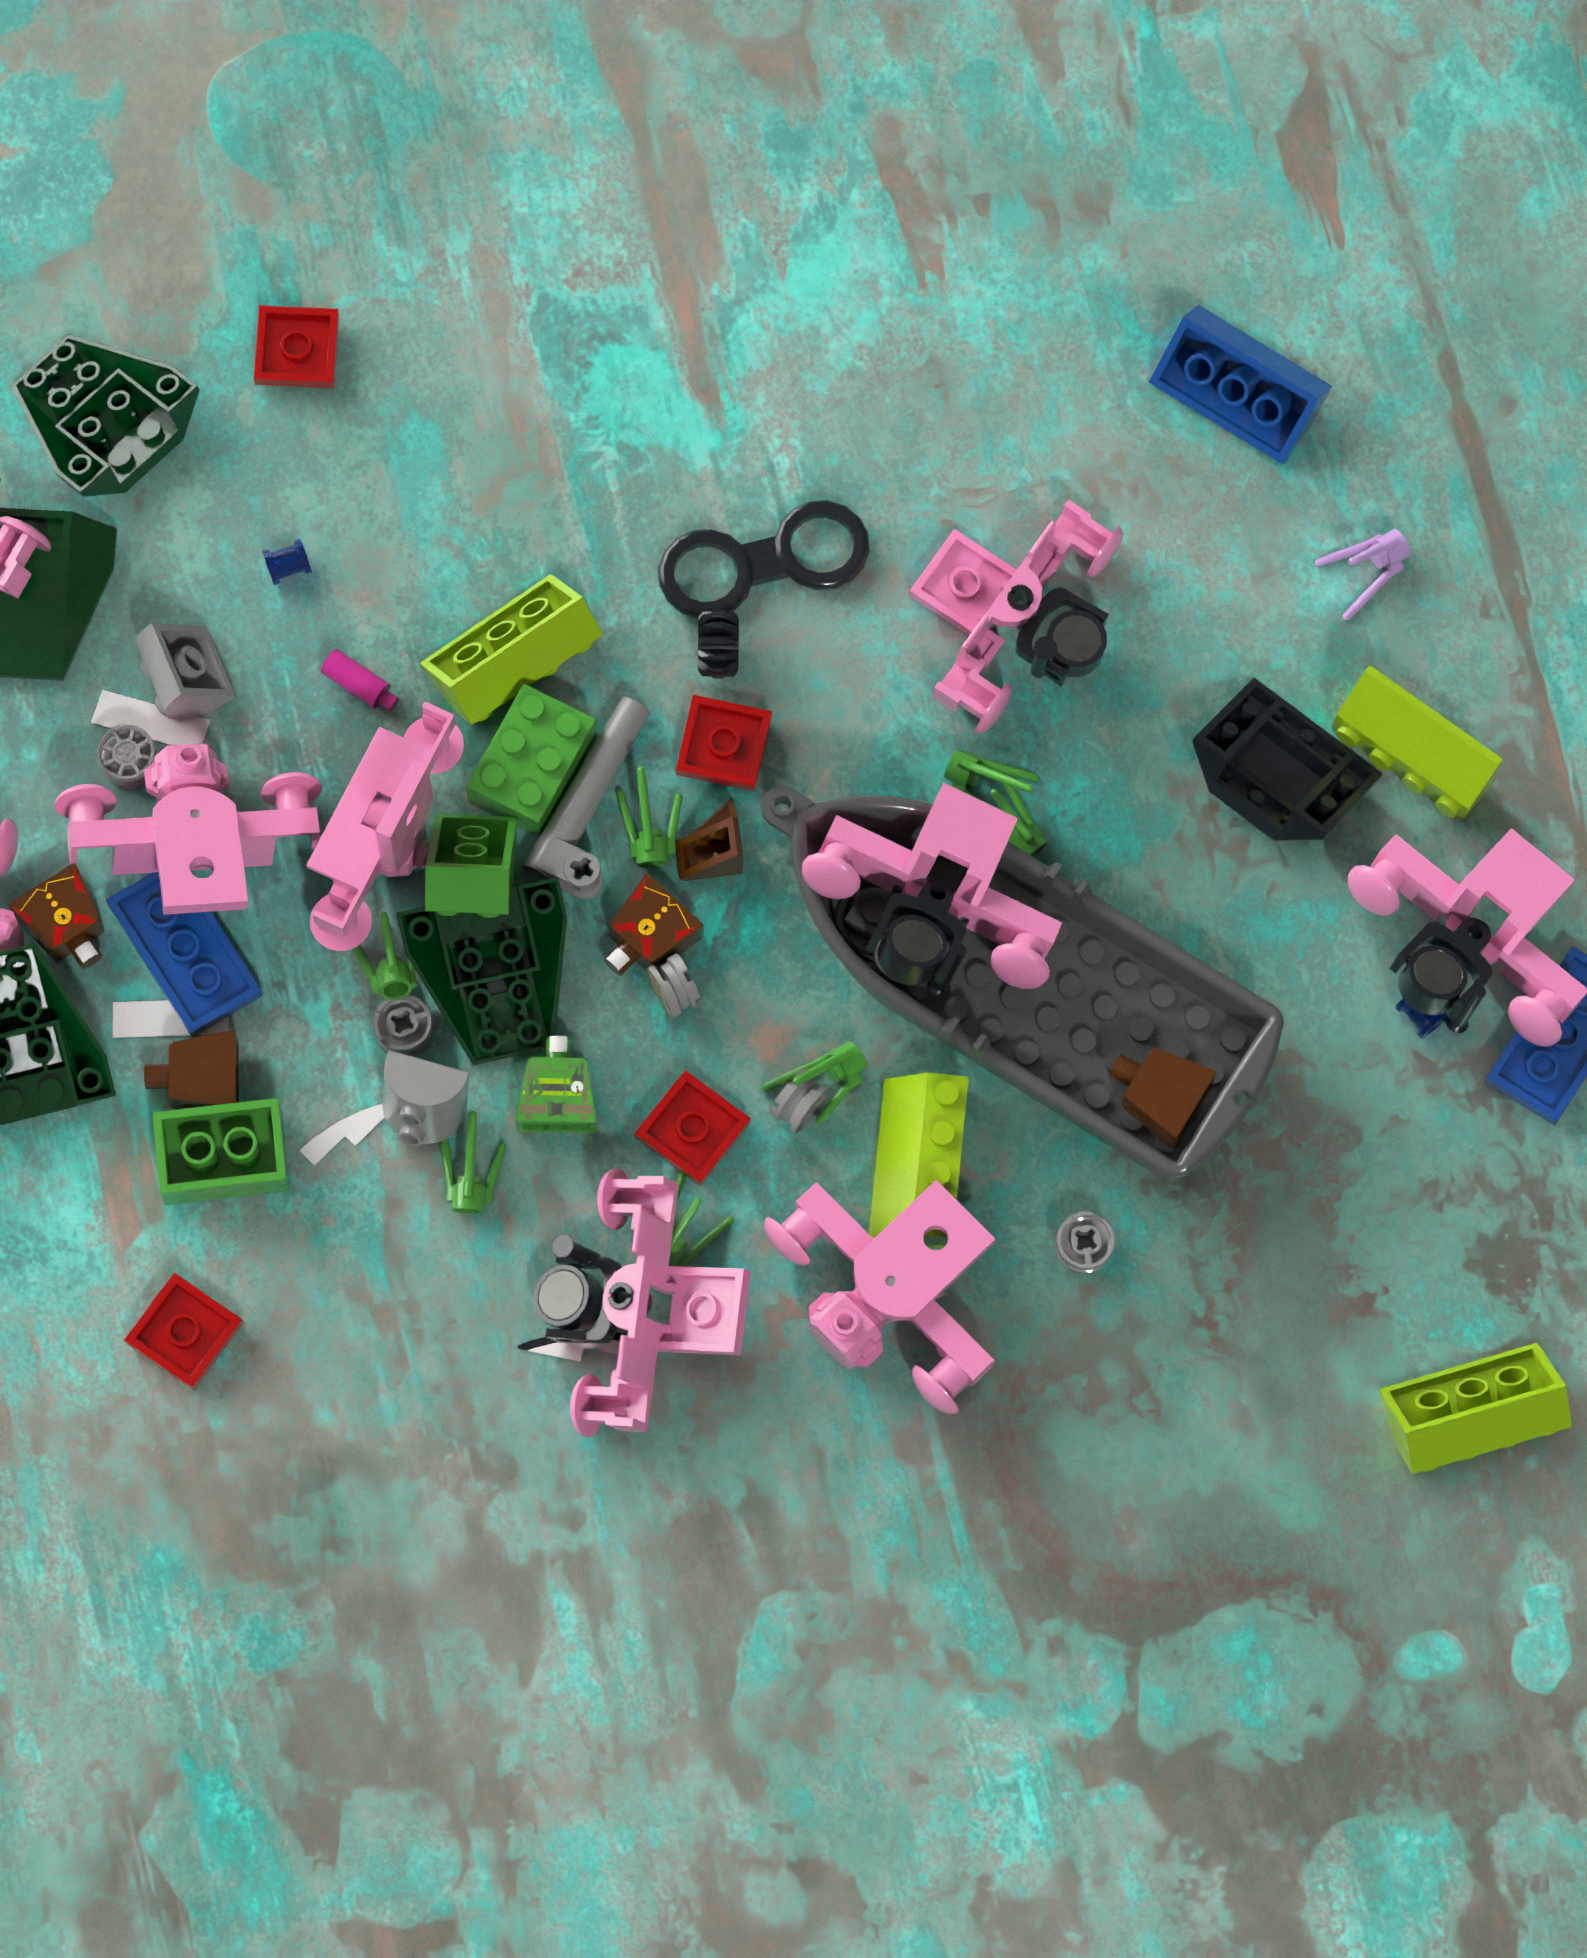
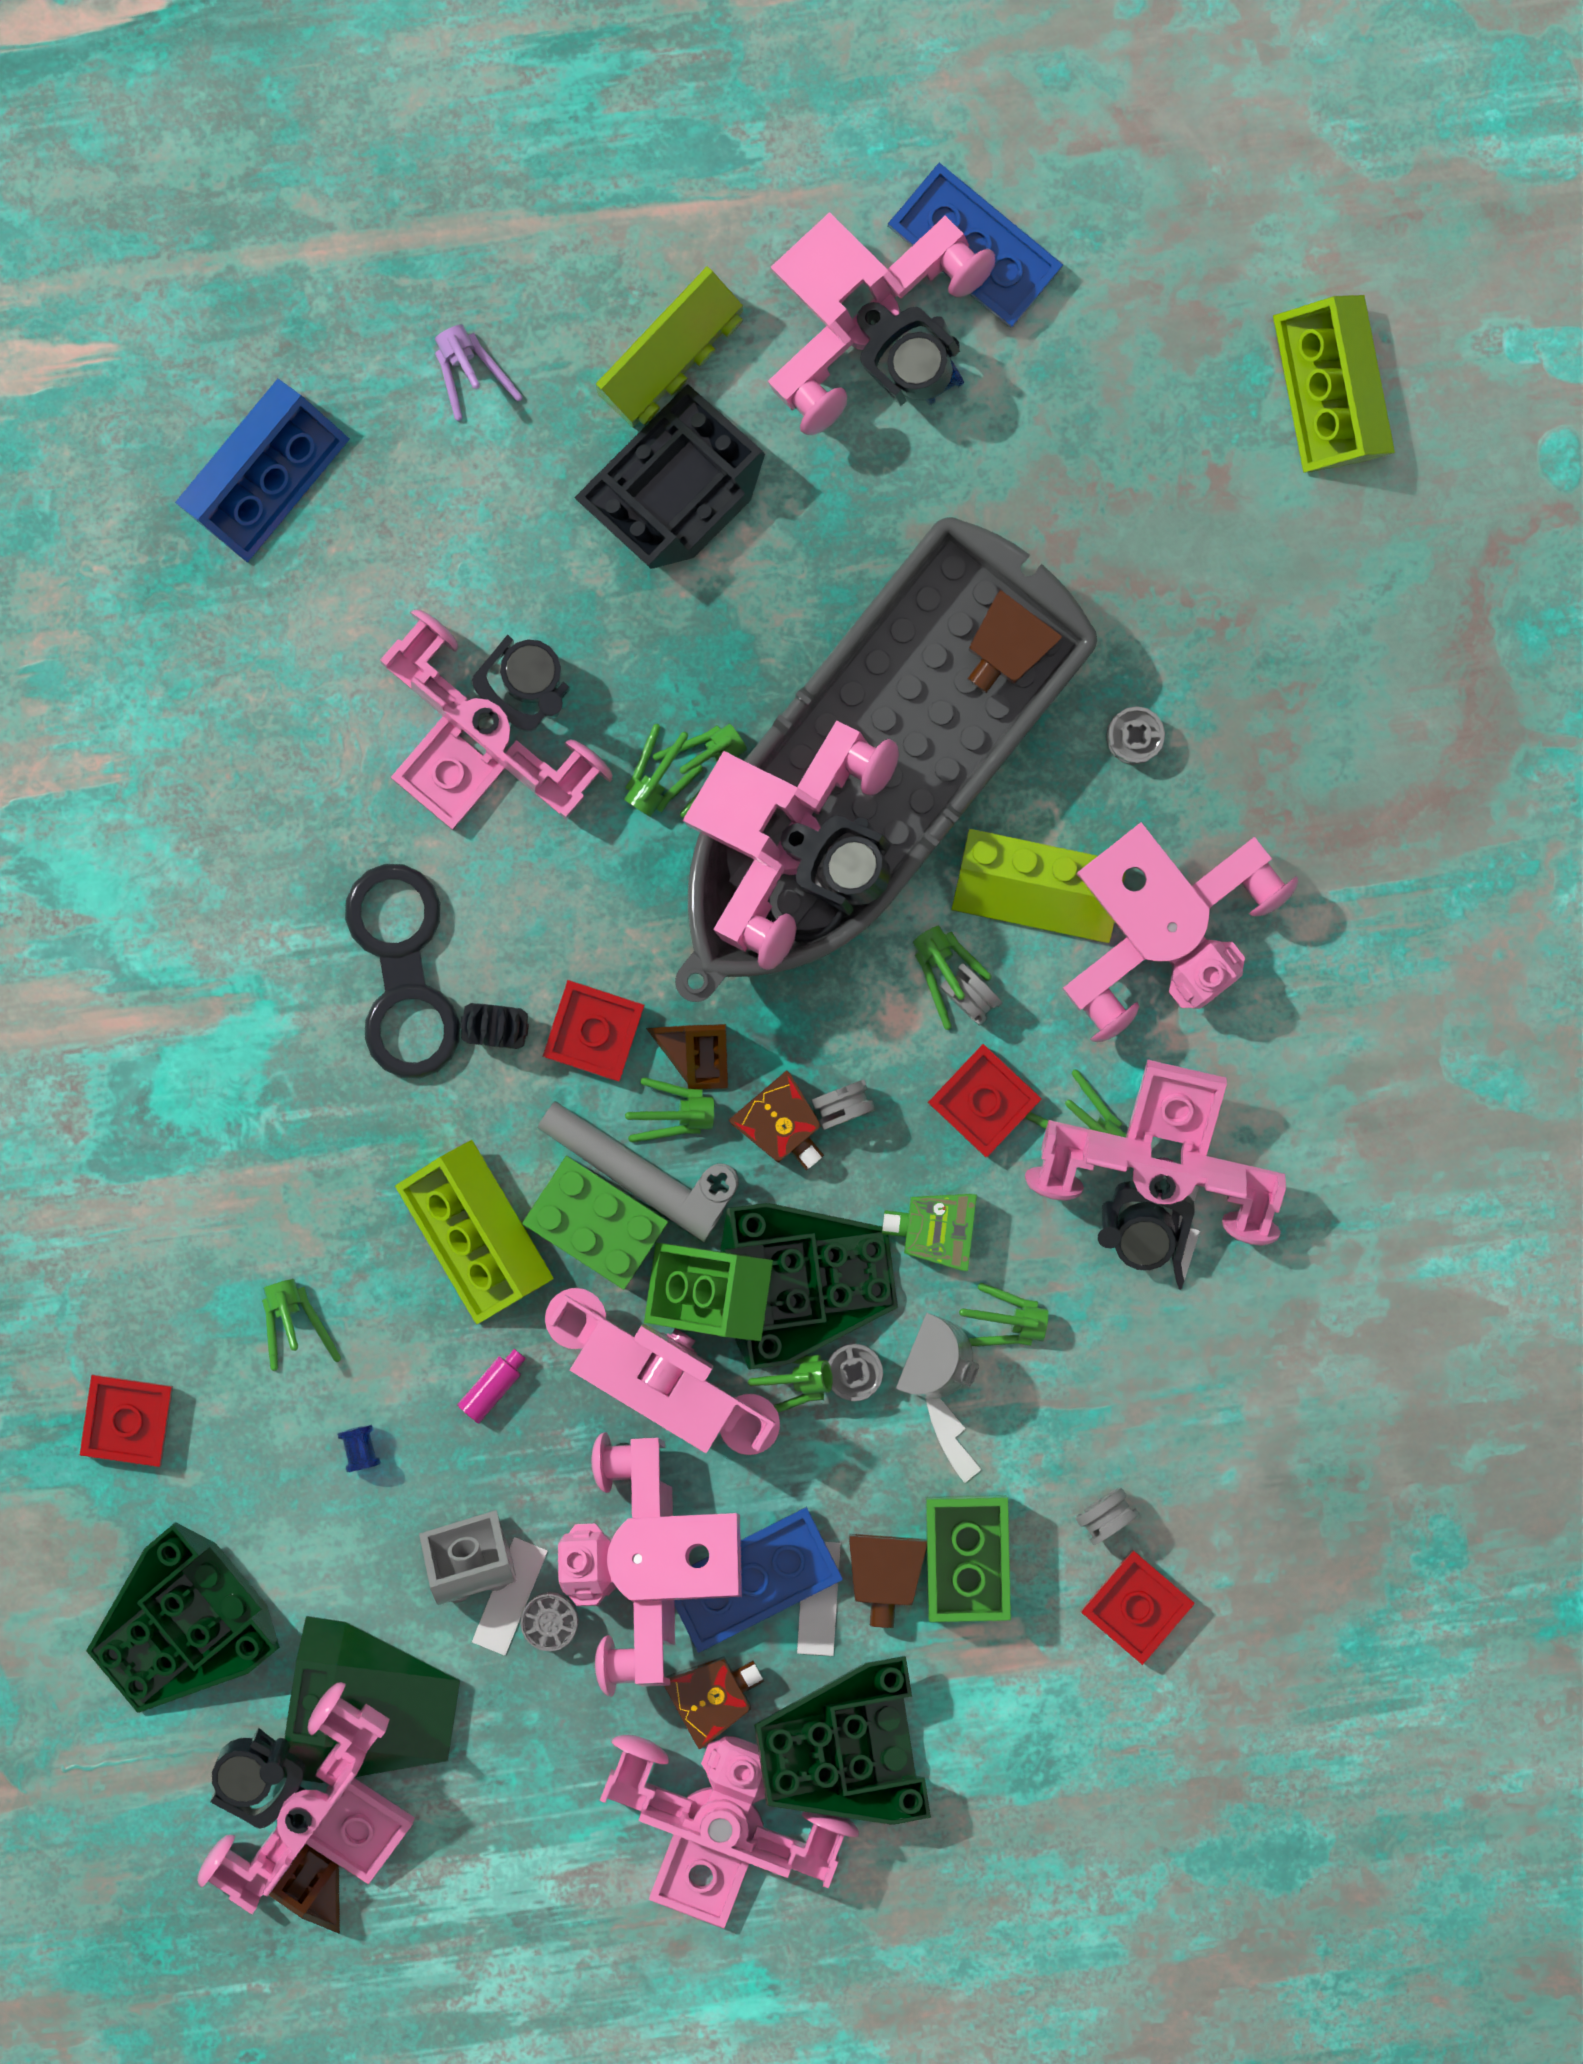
camera: 80 degrees left, 15 degrees up
(276, 1287) = (1107, 1516): none -> light grey wheel
(425, 478) = (284, 1300): none -> bright green plant

